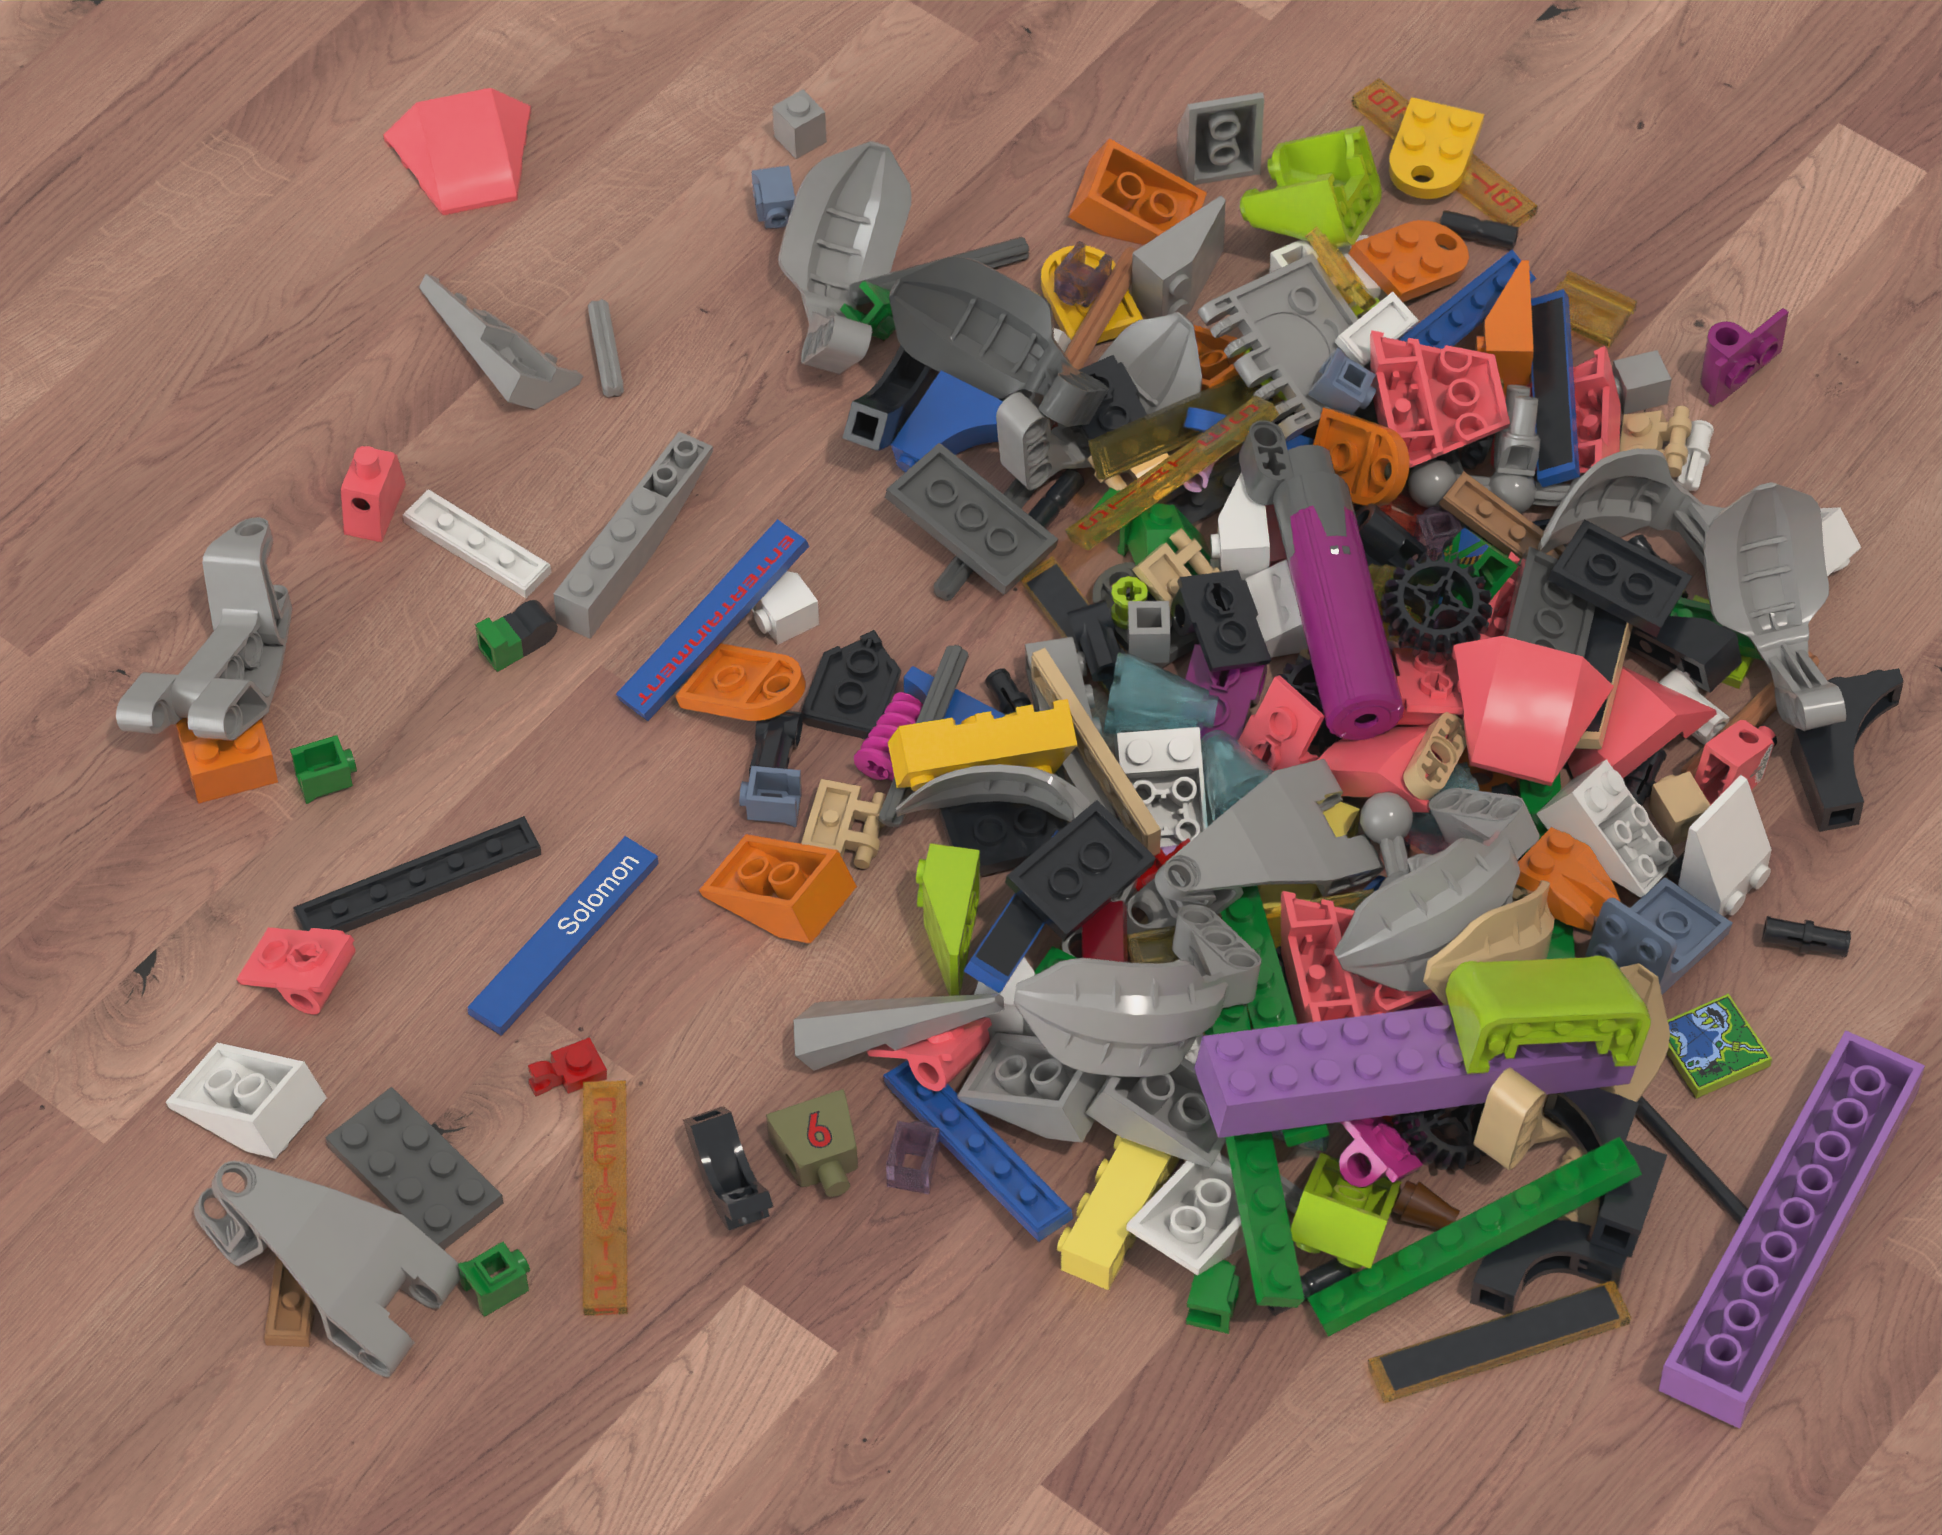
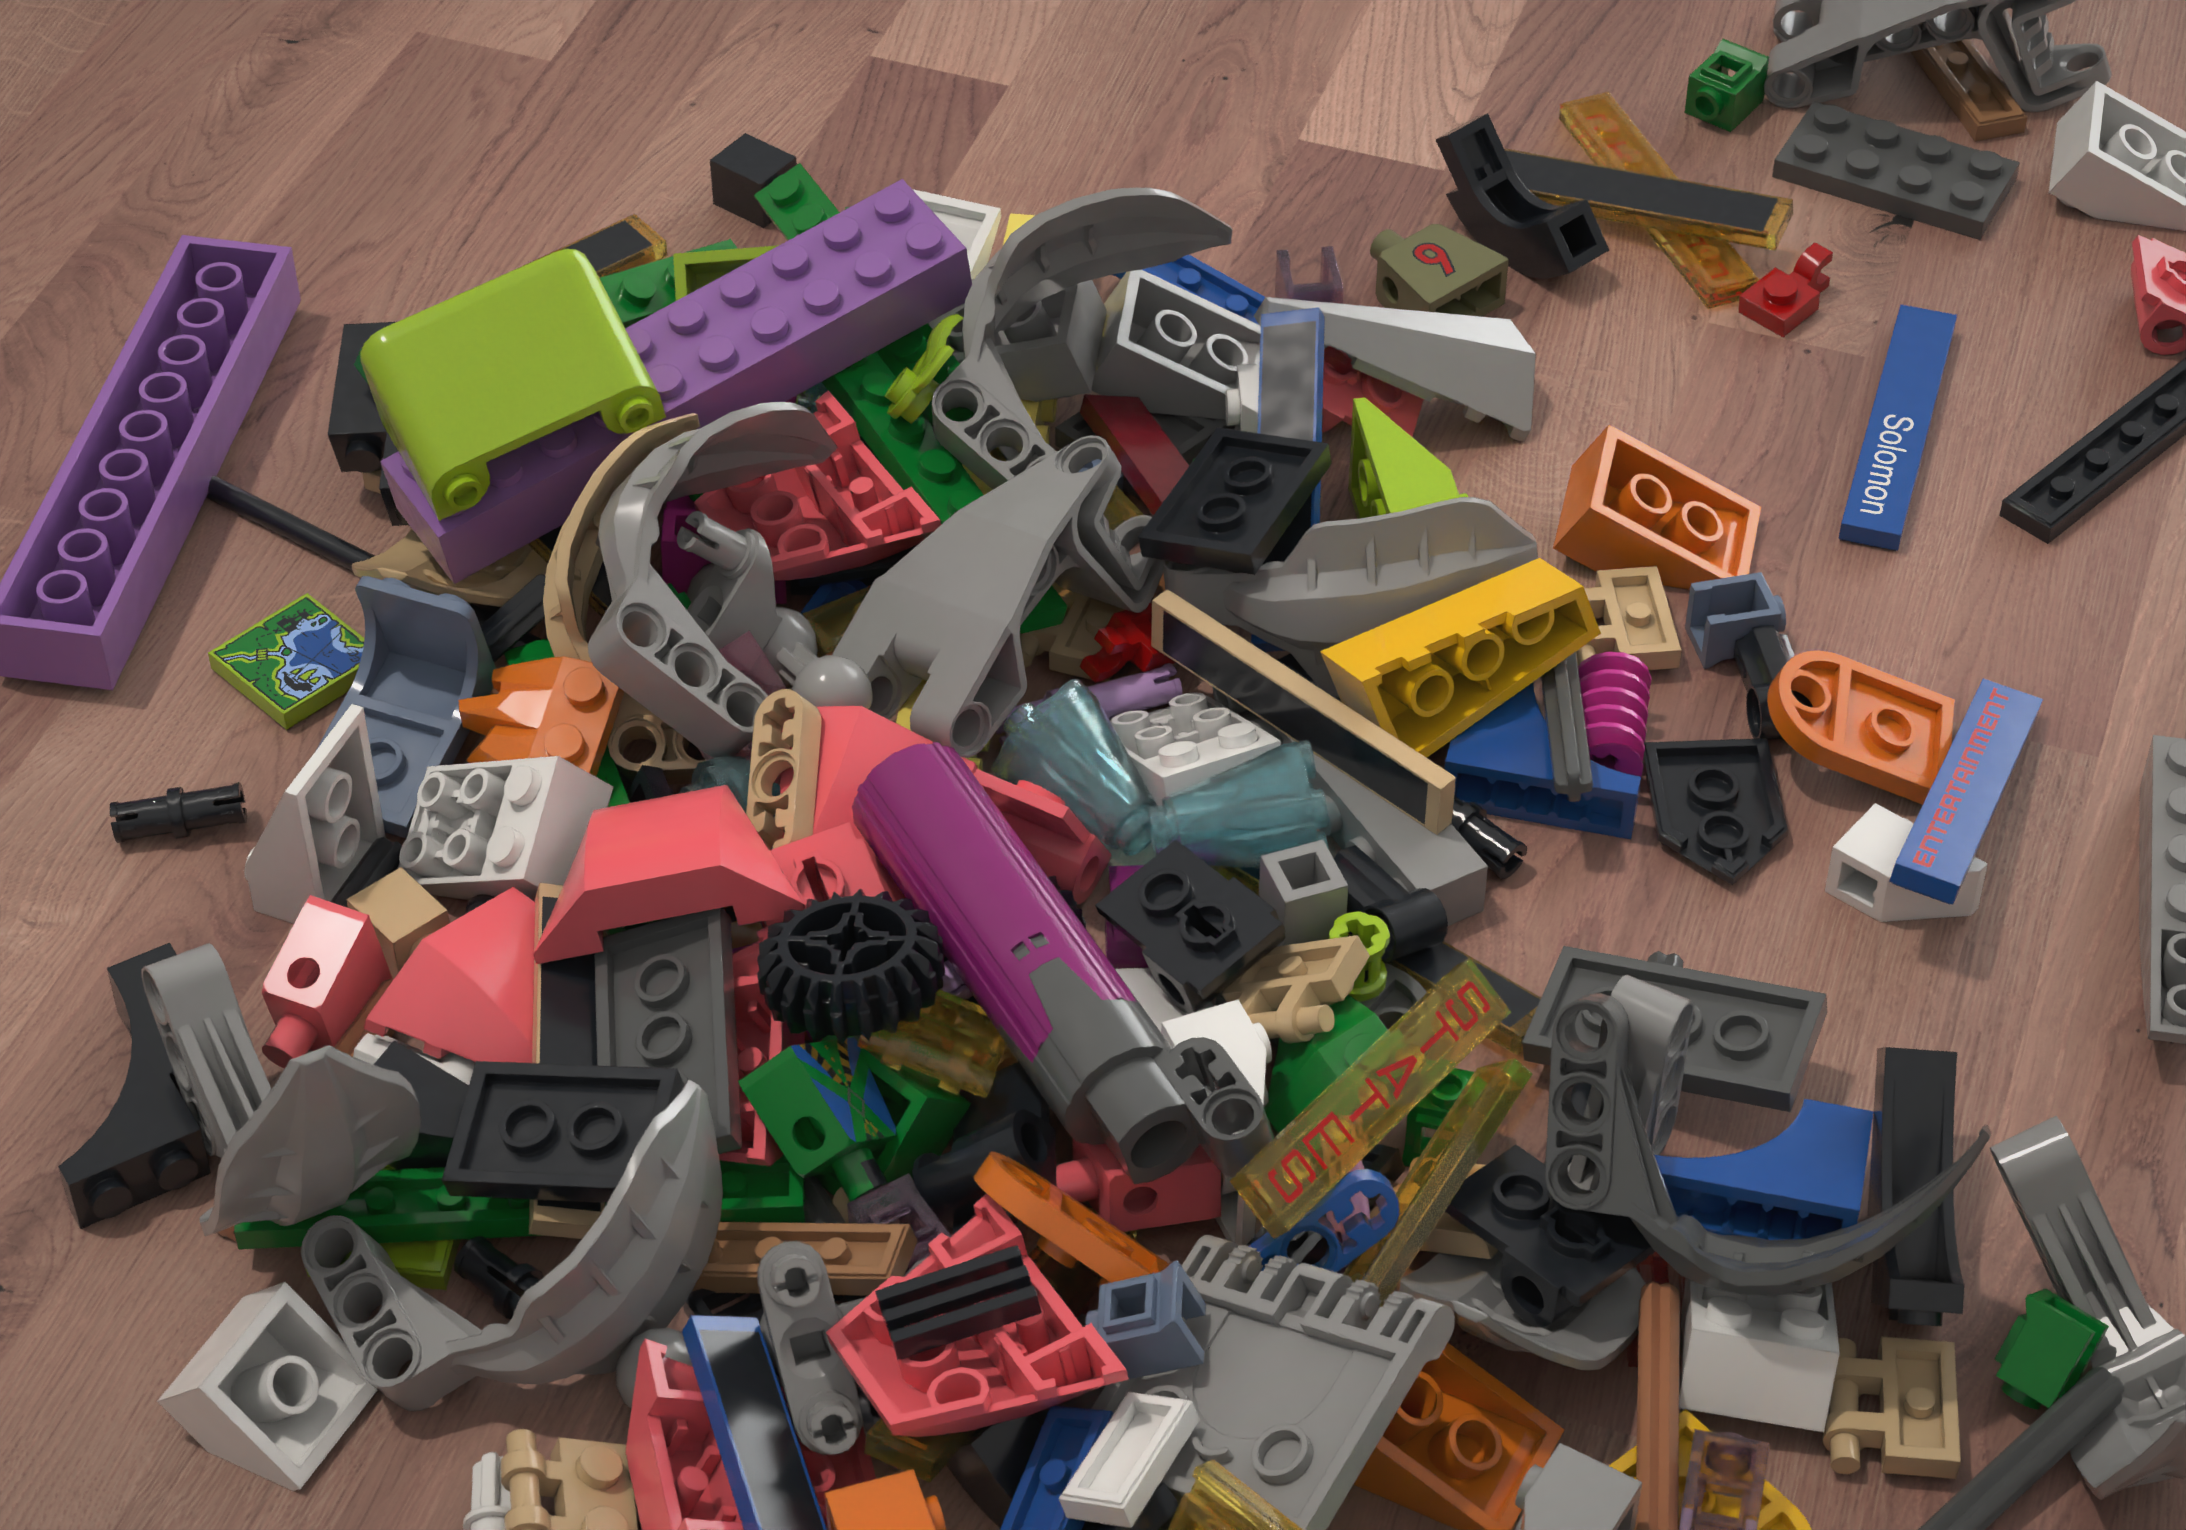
camera: 160 degrees right, 10 degrees down
(640, 1179) = (1657, 200): none -> black tile
(1255, 999) = (915, 388): none -> lime plate
(1283, 1397) = (742, 172): none -> black brick
(1441, 390) = (955, 1293): none -> black tile

